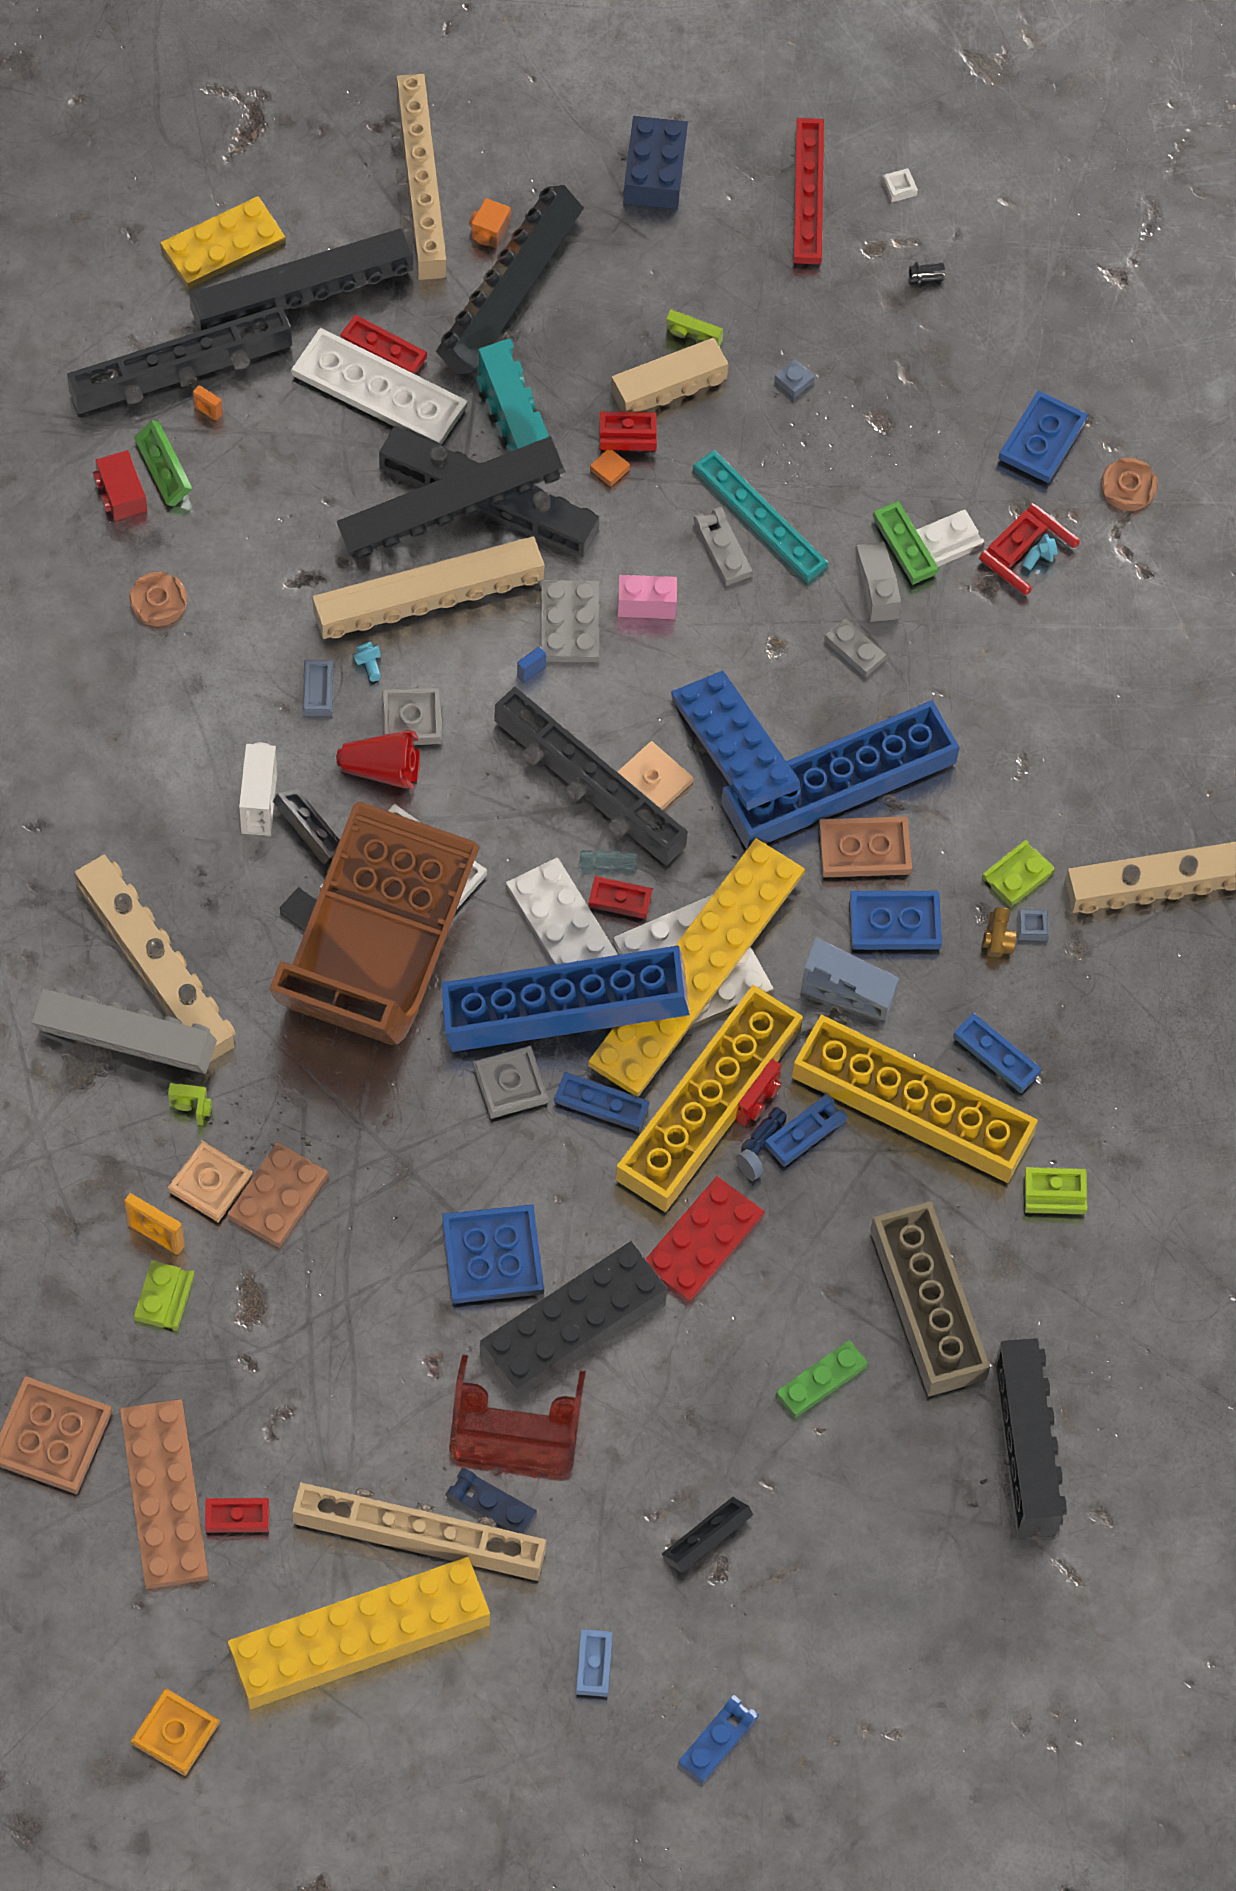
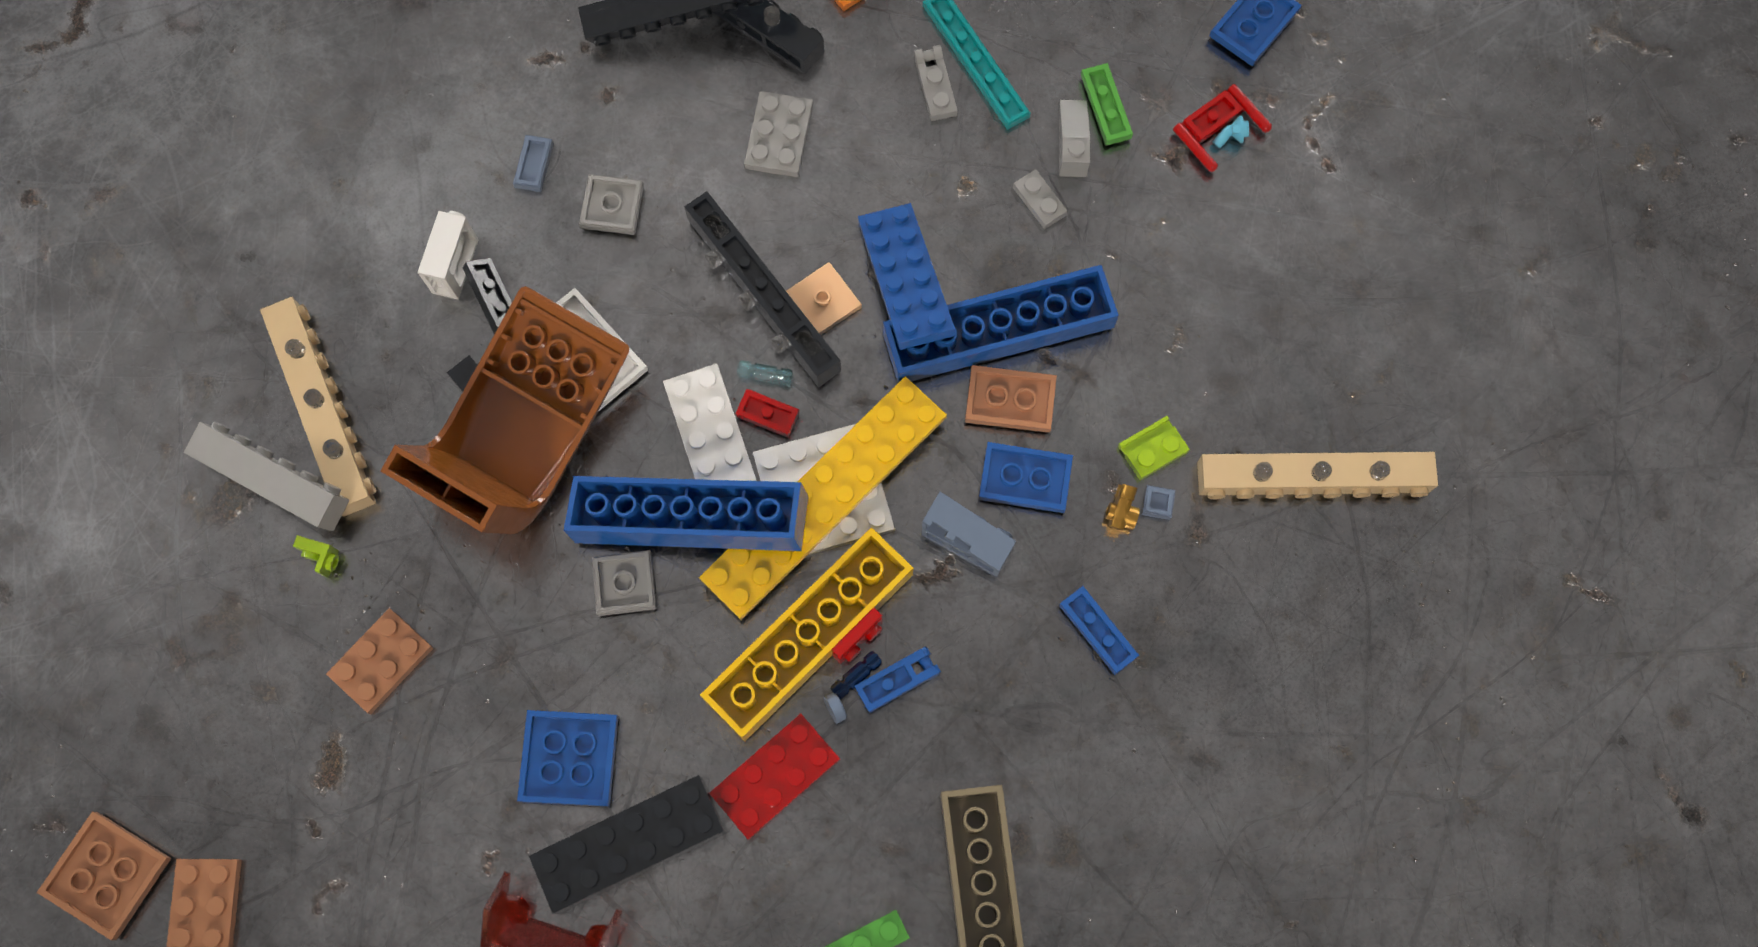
camera: 15 degrees right, 10 degrees up
(154, 1224) = (247, 677): light orange plate -> none
(158, 599) = (408, 57): nougat tile -> none
(164, 1295) = (248, 747): lime plate -> none
(210, 1181) = (317, 637): light nougat plate -> none
(366, 654) = (584, 137): medium azure plate -> none
(383, 759) = (575, 242): red cone -> none
(428, 588) = (650, 83): tan piece -> none
(531, 664) = (732, 171): blue tile -> none
(601, 1101) = (706, 617): blue plate -> none
(647, 596) = (853, 121): bright pink brick -> none
(914, 1098) = (1008, 668): yellow brick -> none
(951, 537) = (1150, 105): white plate -> none
(1055, 1190) = (1130, 785): lime plate -> none
(1129, 484) = (1328, 78): nougat tile -> none

